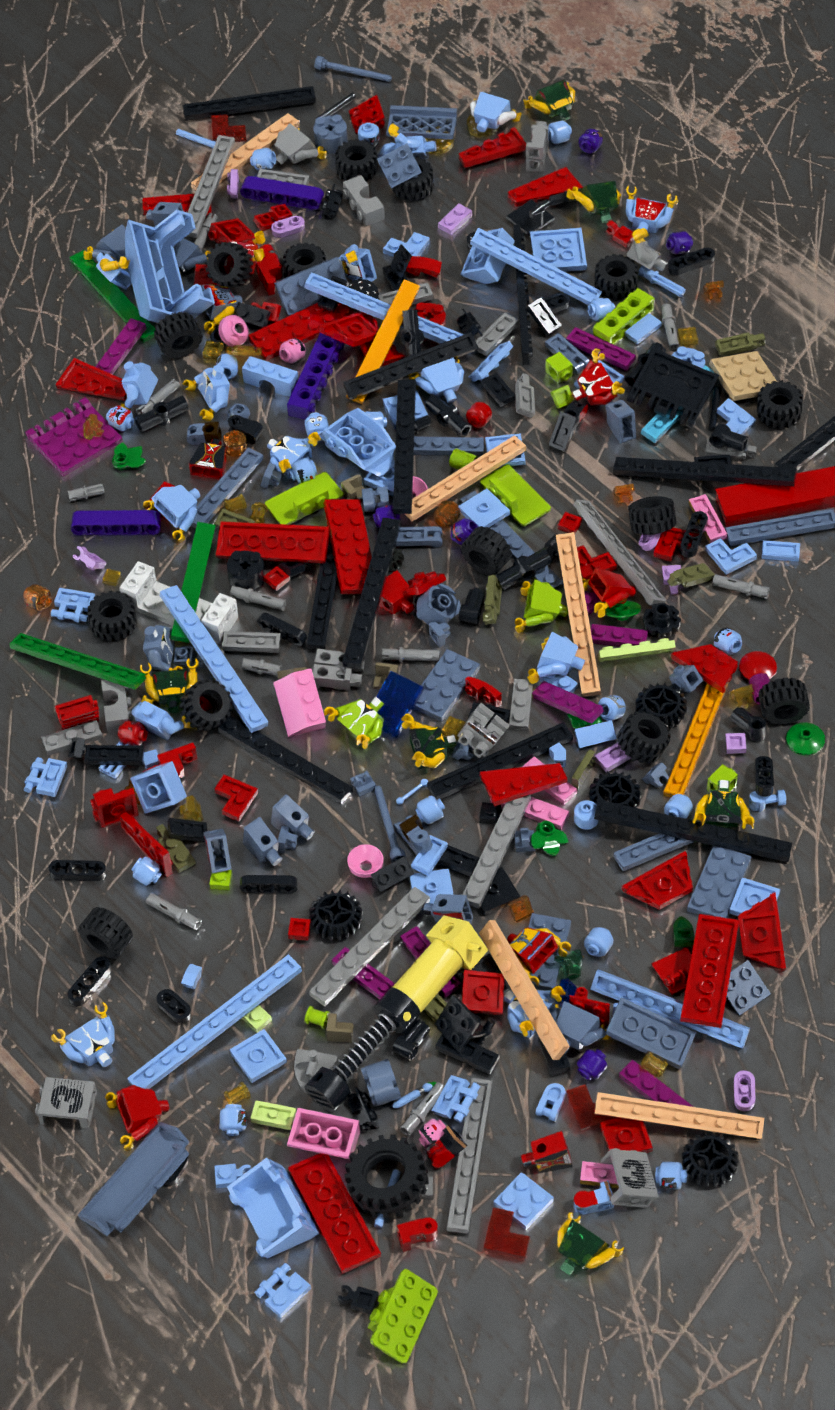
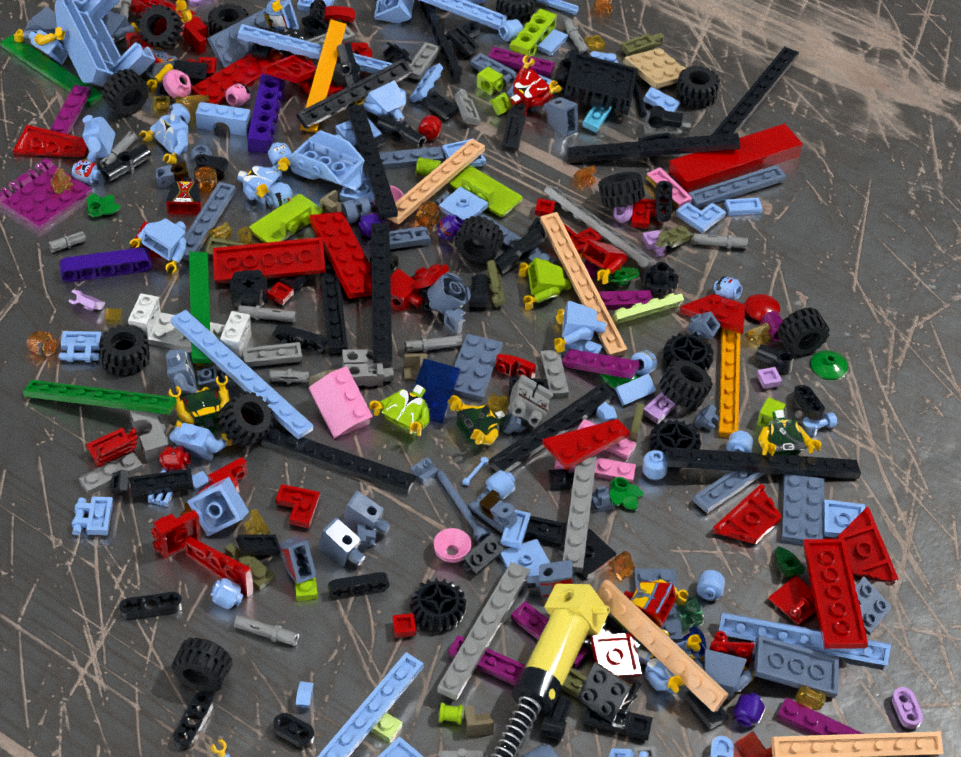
camera: 20 degrees left, 5 degrees down
(271, 476) = (249, 204): sand blue tile -> none

